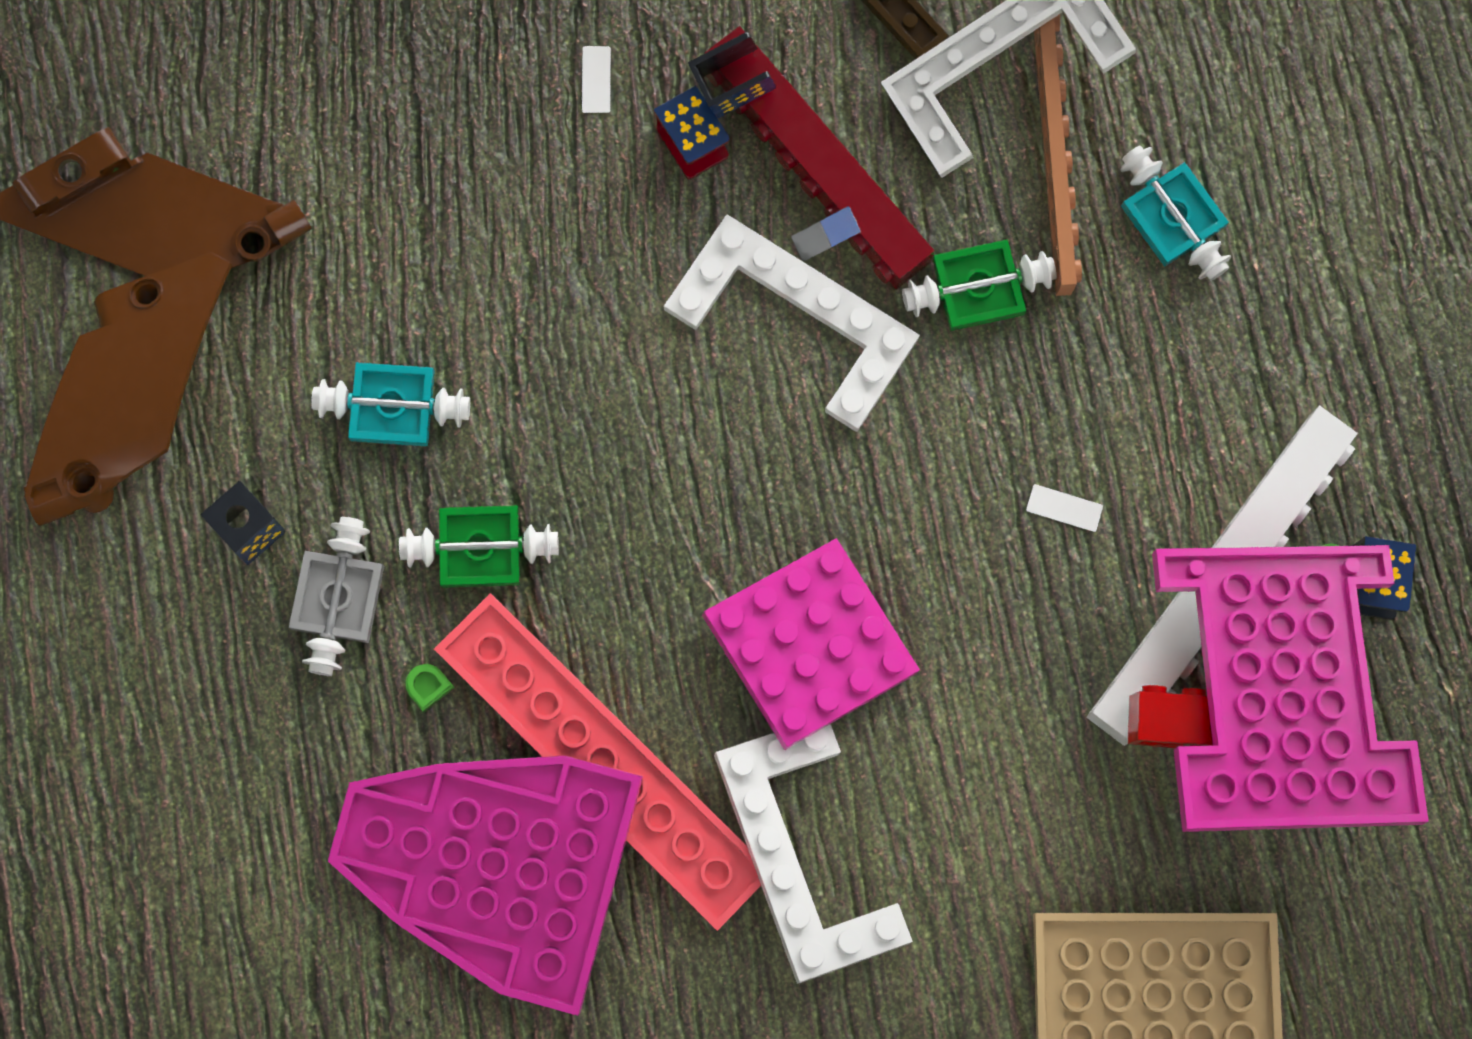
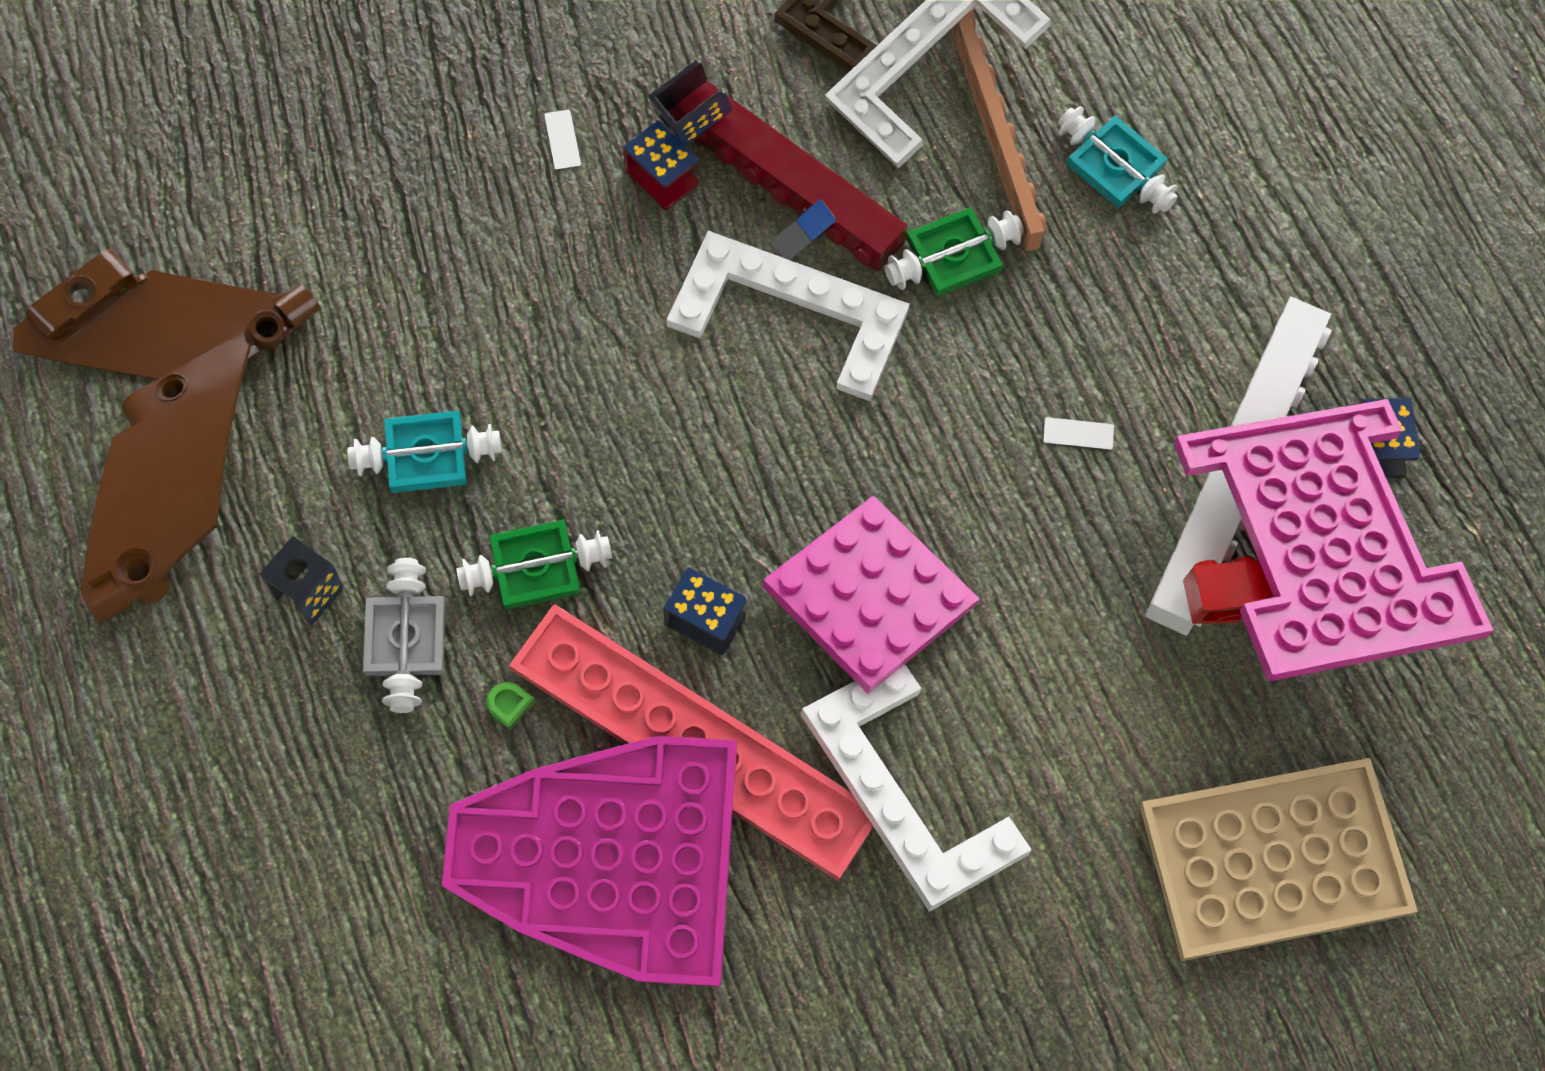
camera: 10 degrees left, 10 degrees down
(640, 630) = (705, 611): none -> piece

